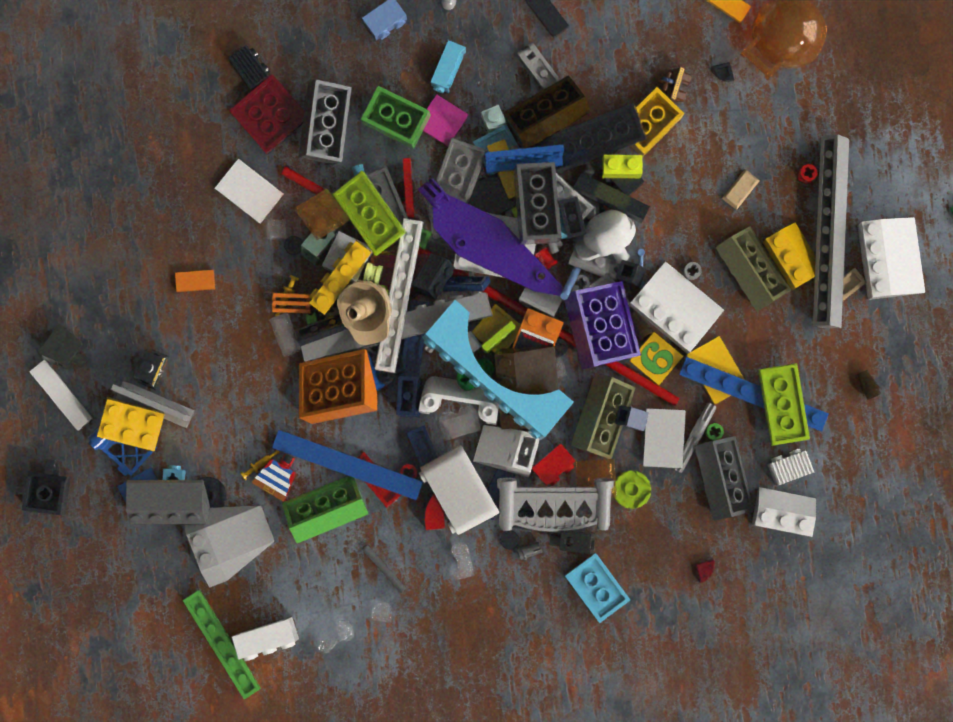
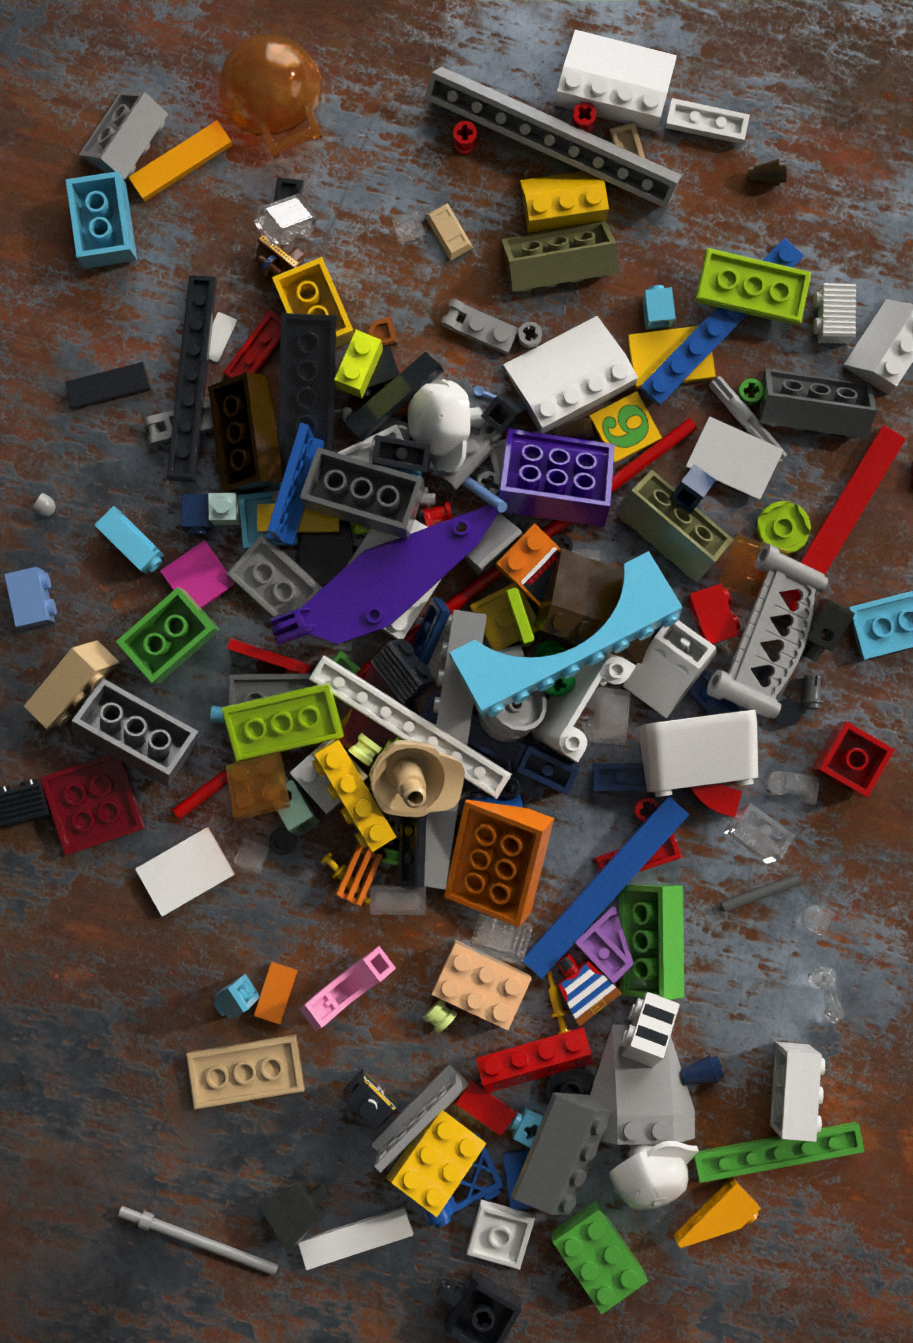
camera: 65 degrees left, 0 degrees up
(20, 258) = (147, 1221): none -> light grey bar
(99, 486) = (500, 1234): none -> white tile
(110, 553) = (598, 1257): none -> bright green brick
(137, 282) = (245, 1071): none -> tan tile
(170, 624) = (724, 1212): none -> light orange slope
(175, 445) = (486, 1107): none -> red tile
(177, 565) = (653, 1174): none -> white piece
(182, 256) = (236, 997): none -> medium azure slope
(216, 324) = (346, 988): none -> bright pink arch
(218, 463) = (534, 1060): none -> red brick
(222, 391) = (440, 1016): none -> yellowish green wheel
(252, 409) = (481, 985): none -> light nougat brick
(255, 577) = (703, 1071): none -> dark blue cone
(267, 527) = (649, 1030): none -> white brick
(287, 410) = (500, 938): none -> clear brick
(309, 481) = (607, 946): none -> medium lavender wing
(340, 68) = (70, 683): none -> tan wedge
(422, 550) = (759, 833): none -> clear brick
(431, 364) = (516, 719): none -> light grey wheel
(482, 101) = (196, 514): none -> dark blue brick
(495, 593) = (853, 759): none -> red brick
(570, 62) = (192, 379): none -> black tile
(607, 67) = (221, 331): none -> white sticker
(607, 95) = (257, 348): none -> red tile
(653, 173) = (383, 330): none -> dark orange tile
(663, 527) = (849, 506): none -> red tile
(684, 236) = (480, 327): none -> light grey plate
(700, 80) = (286, 220): none -> clear brick
(731, 162) = (408, 228): none -> clear tile
(745, 347) = (658, 307): none -> medium azure brick
(858, 245) = (582, 111): none -> red bush
(887, 330) = (707, 121): none -> white plate

